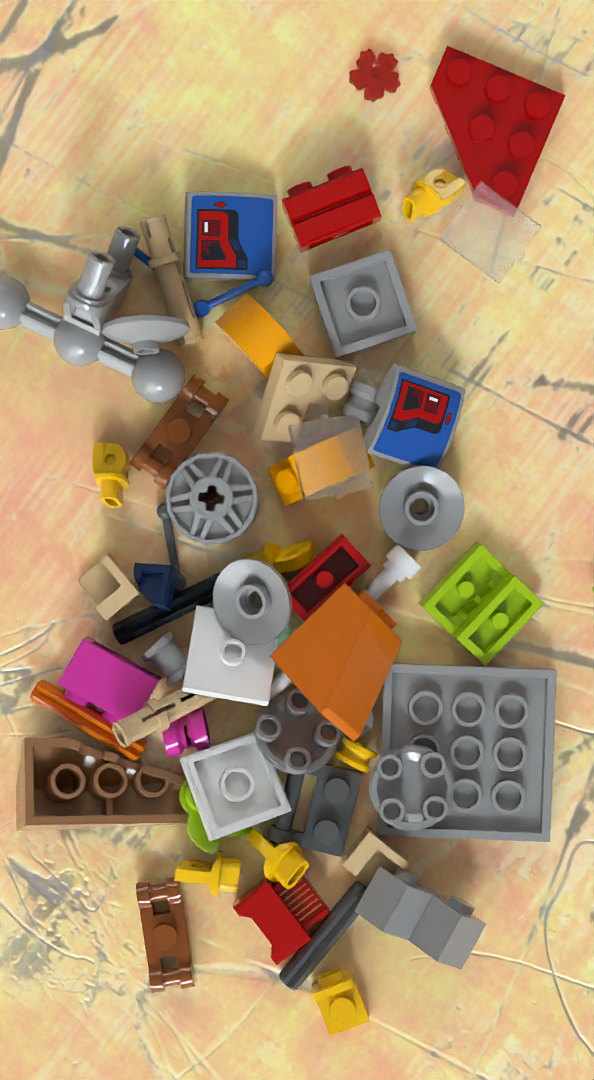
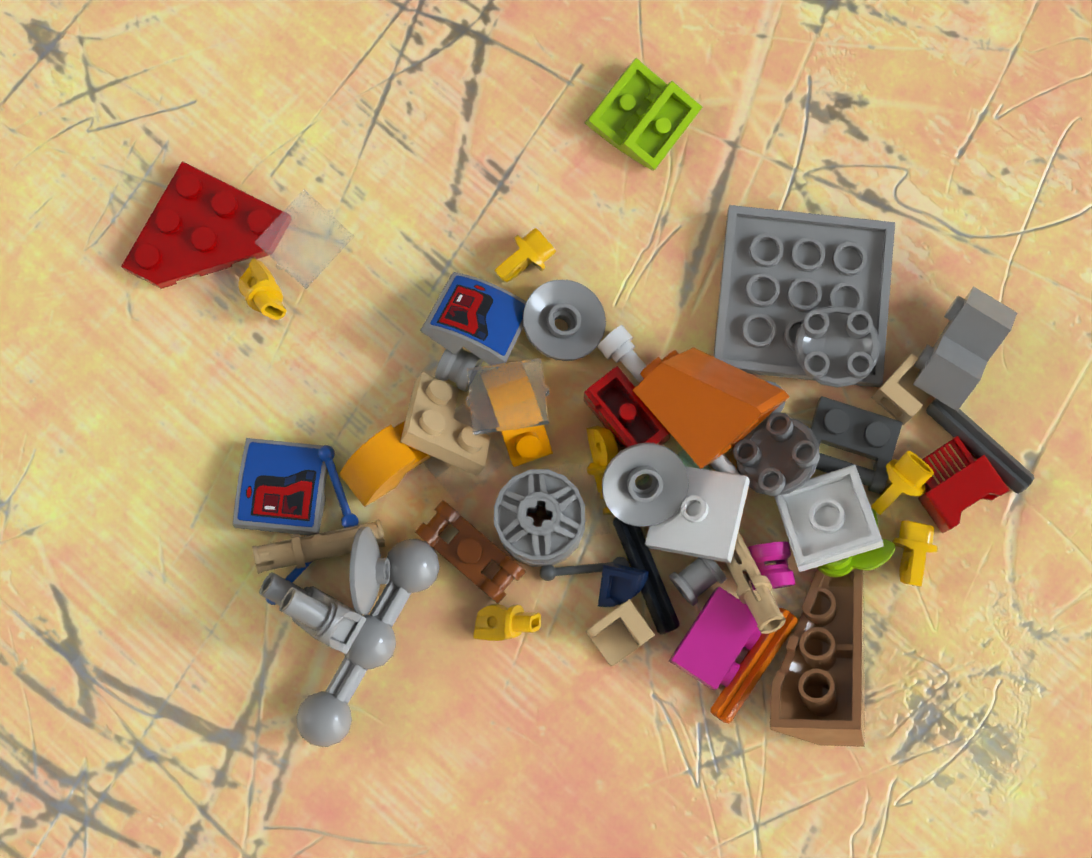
camera: 80 degrees left, 10 degrees down
(165, 934) = (975, 603): dark orange plate -> none
(330, 208) = (264, 386): red brick -> none
(339, 1001) = (1045, 435): yellow bracket -> none
(356, 754) = (801, 400): yellow bush -> none
(363, 304) = (361, 363): light grey plate -> none
(375, 75) = (141, 337): clear red plant -> none
(481, 603) = (660, 273): lime slope -> none
(495, 470) = (533, 249): none -> yellow piece

